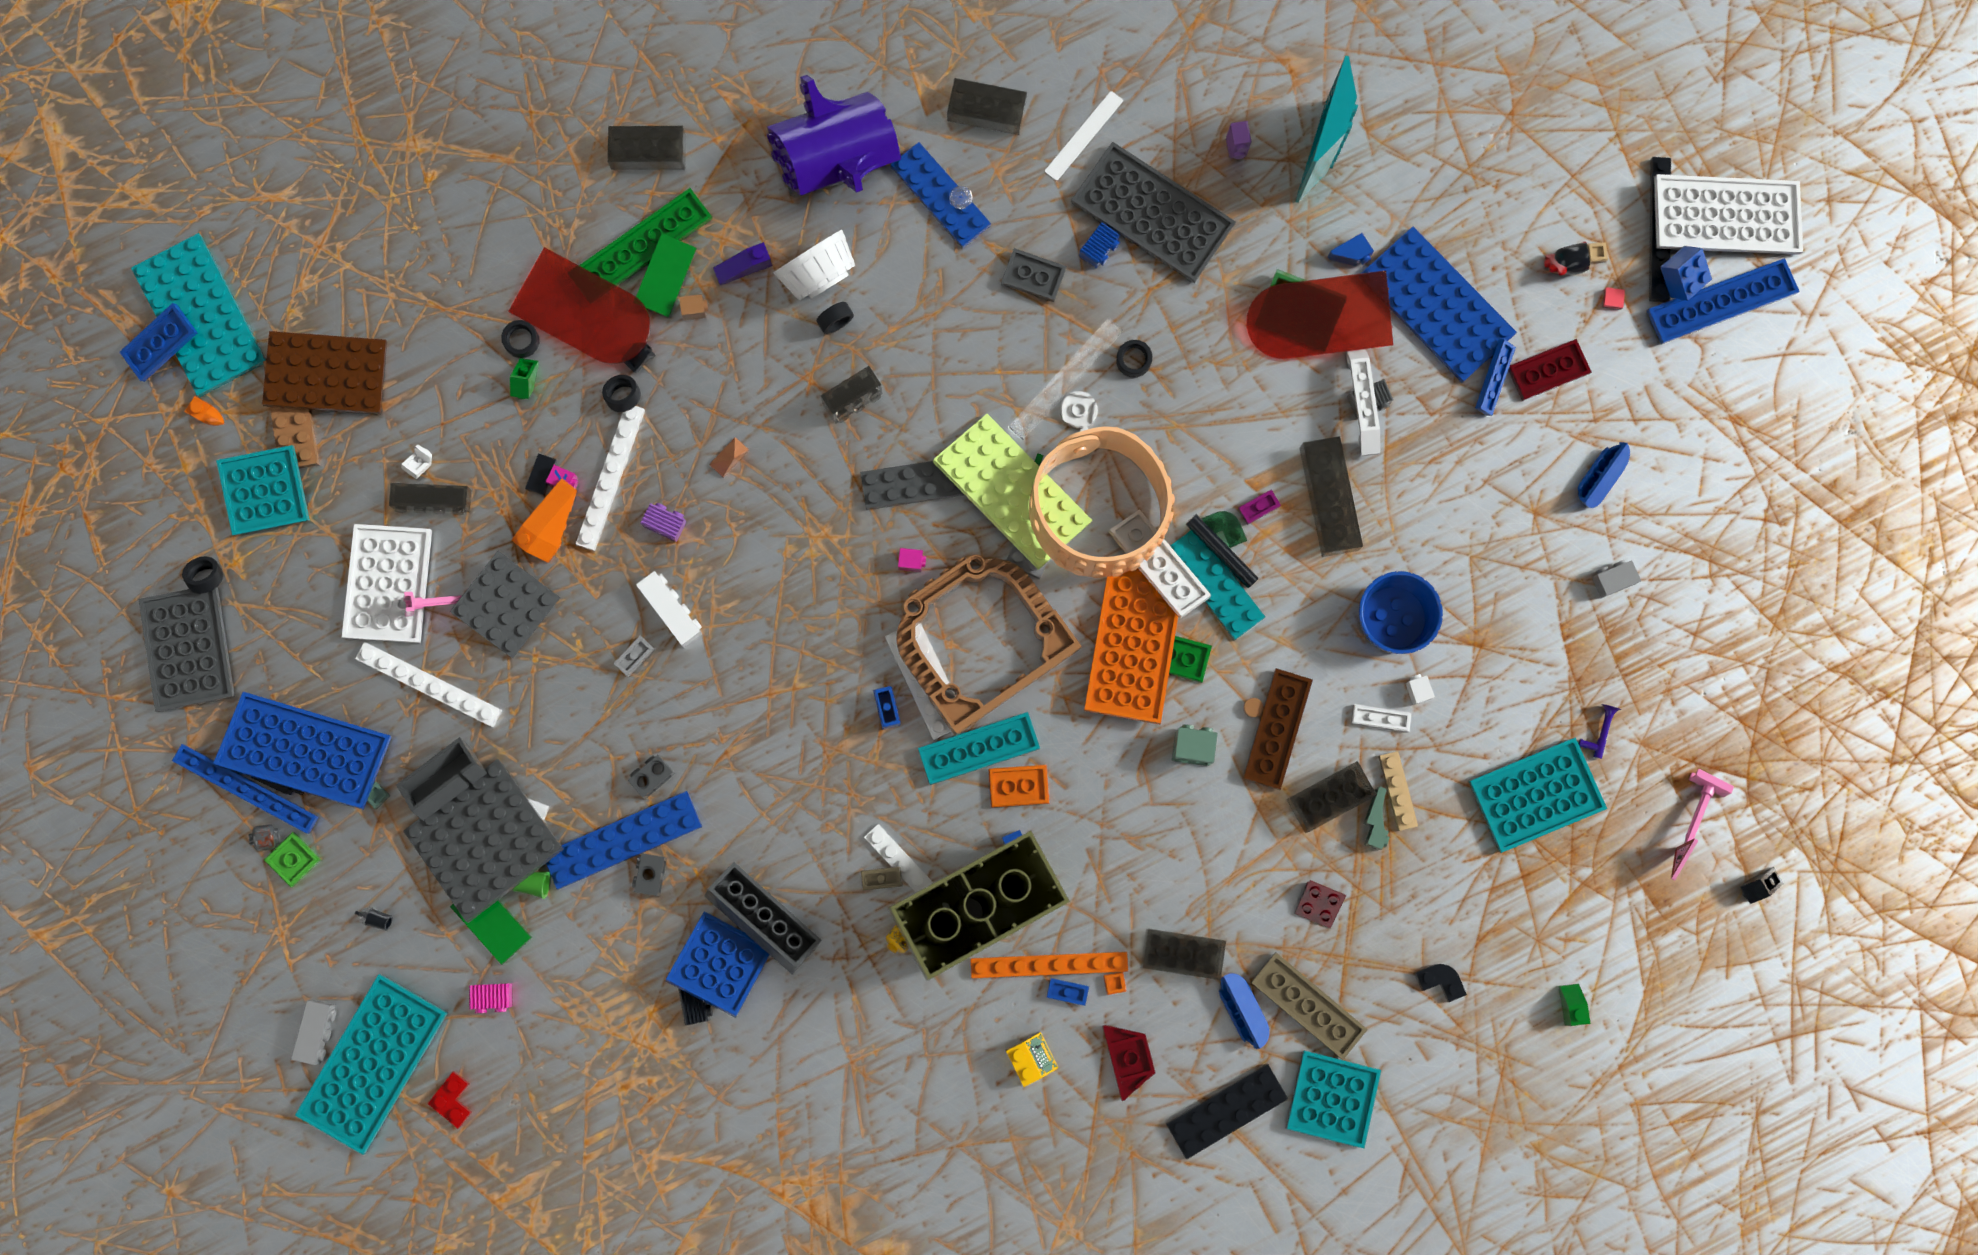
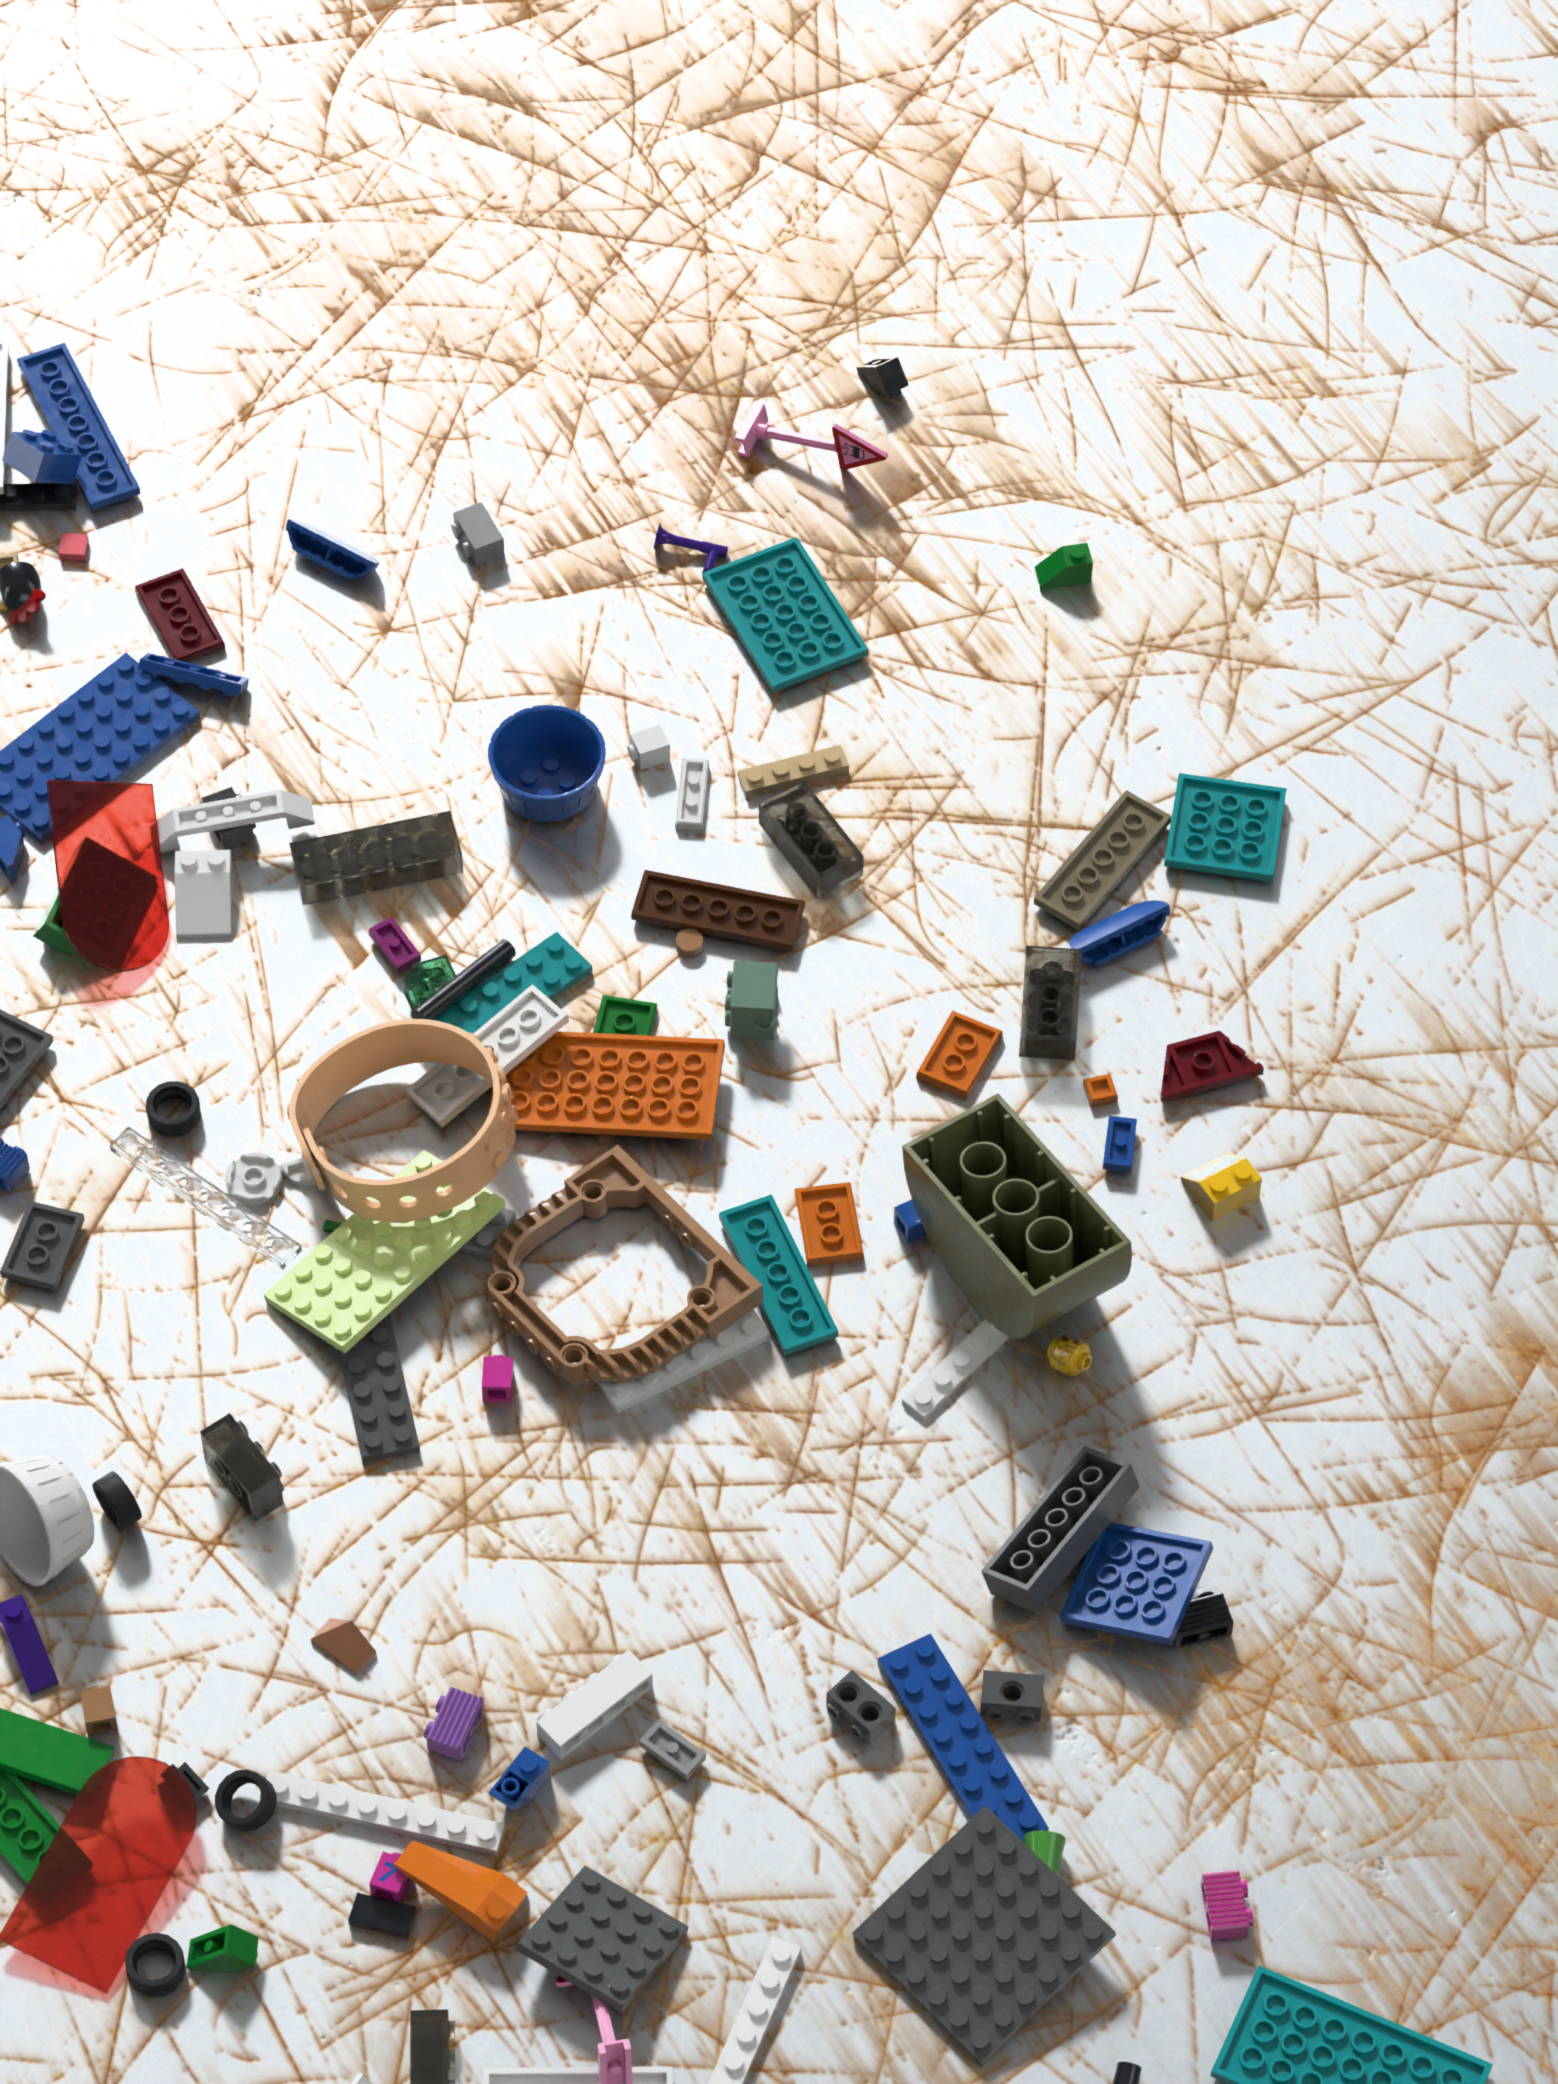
camera: 90 degrees left, 25 degrees down
(441, 779) = (893, 1999): dark grey piece -> none
(446, 1101) = (1393, 1959): red plate -> none
(497, 931) = (1129, 1905): green tile -> none
(616, 559) = (522, 1780): none -> blue slope
(881, 878) = (983, 1385): dark tan plate -> none
(887, 707) = (728, 1390): blue brick -> none
(1049, 965) = (1078, 1134): orange plate -> none
(1150, 887) = (959, 1054): none -> orange tile
(1227, 1111) = (1260, 950): black plate -> none
(1307, 381) = (203, 893): none -> white slope
(1320, 904) = (960, 851): dark red hinge -> none
(1377, 835) = (855, 789): sand green slope -> none
(1445, 977) = (1045, 710): black plate -> none

